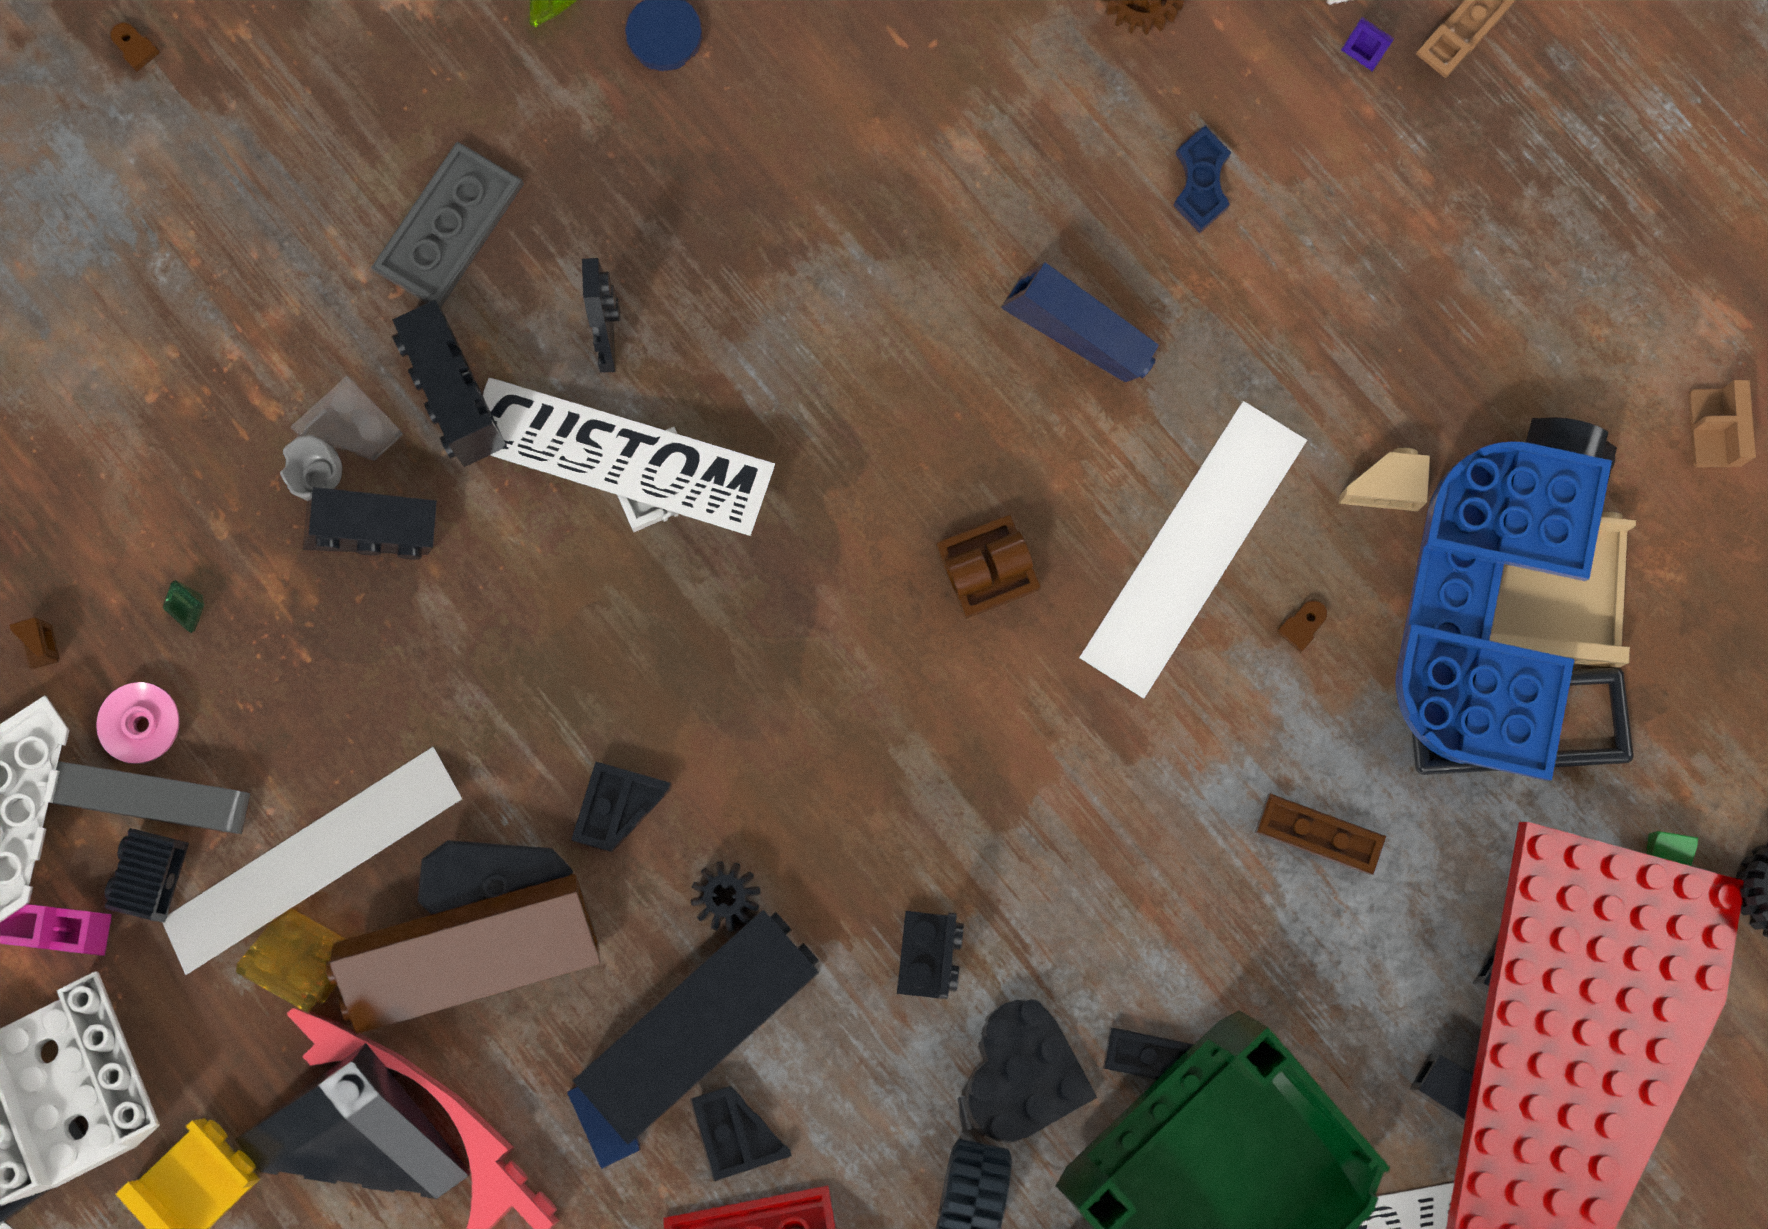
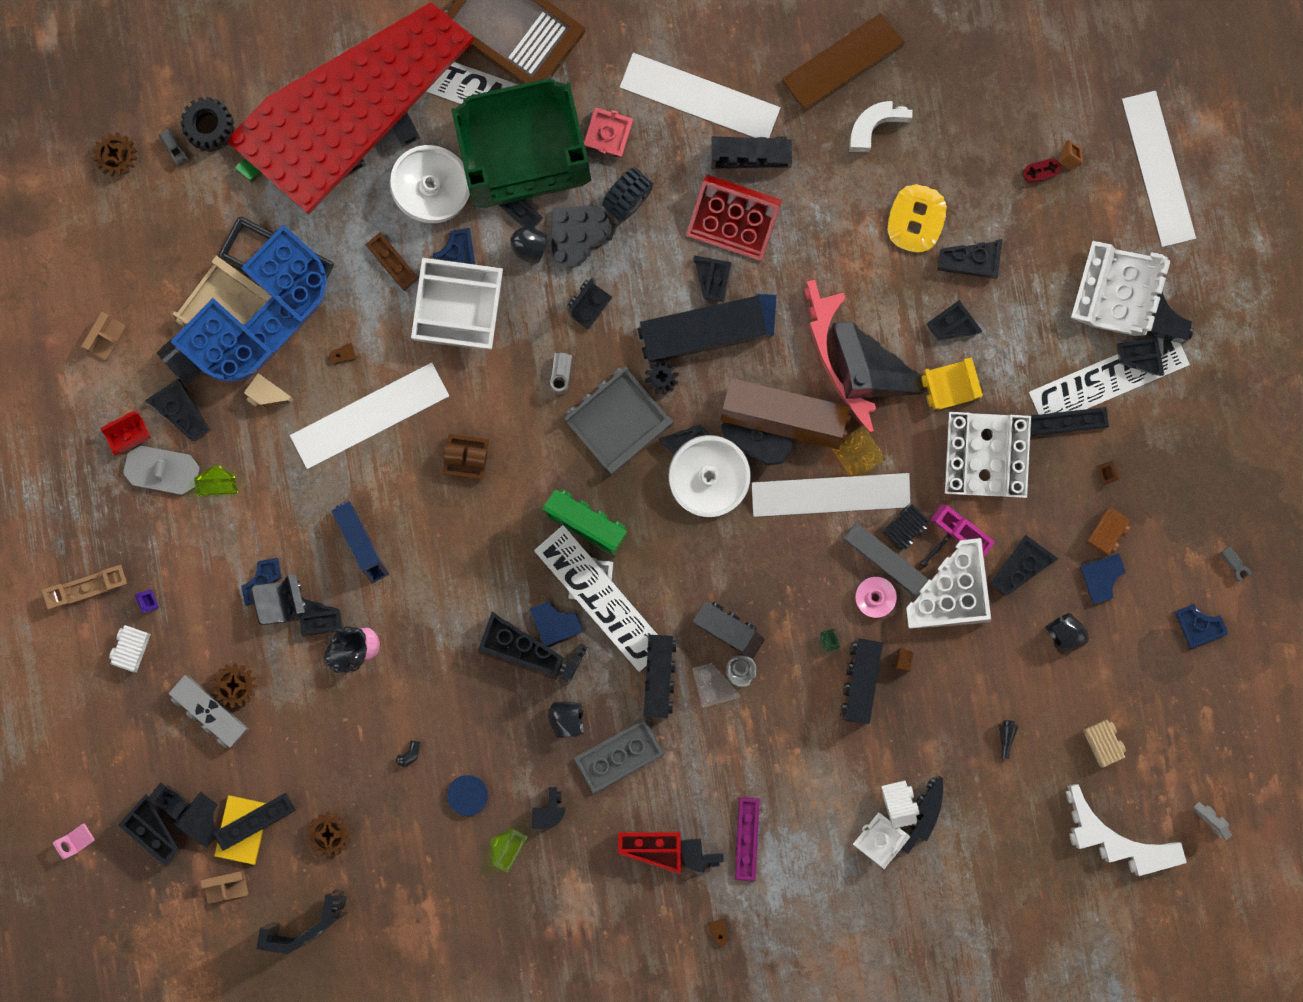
camera: 150 degrees left, 5 degrees up
(66, 897) = (923, 563): none -> black hinge
(85, 560) = (862, 681): none -> black brick
(161, 211) = (747, 839): none -> magenta tile
(227, 130) = (693, 857): none -> black brick
(308, 105) = (655, 848): none -> red wedge
(508, 68) = (549, 817): none -> black brick
(543, 767) = (709, 476): none -> white dish
(564, 227) = (566, 718): none -> black piece
(675, 374) = (554, 625): none -> dark blue tile
(707, 553) = (584, 522): none -> green slope
(715, 296) = (518, 648): none -> black wedge
(759, 777) = (617, 420): none -> dark grey panel
(790, 42) = (410, 756): none -> black arm
(910, 807) = (561, 372): none -> light grey piece
(988, 144) = (351, 648): none -> black hair
(1074, 170) = (319, 619): none -> black wing
(1099, 1001) = (528, 244): none -> black piece
(1156, 152) = (278, 601): none -> bracket
(1161, 816) = (456, 304): none -> white slope
(1216, 912) = (458, 248): none -> dark blue tile
(1343, 1006) = (429, 184): none -> white dish
(1381, 293) = (215, 482): none -> clear neon green slope
(1480, 262) = (161, 470): none -> light grey shield
(1516, 377) = (179, 408): none -> black wing
(1578, 287) = (126, 432): none -> red bracket

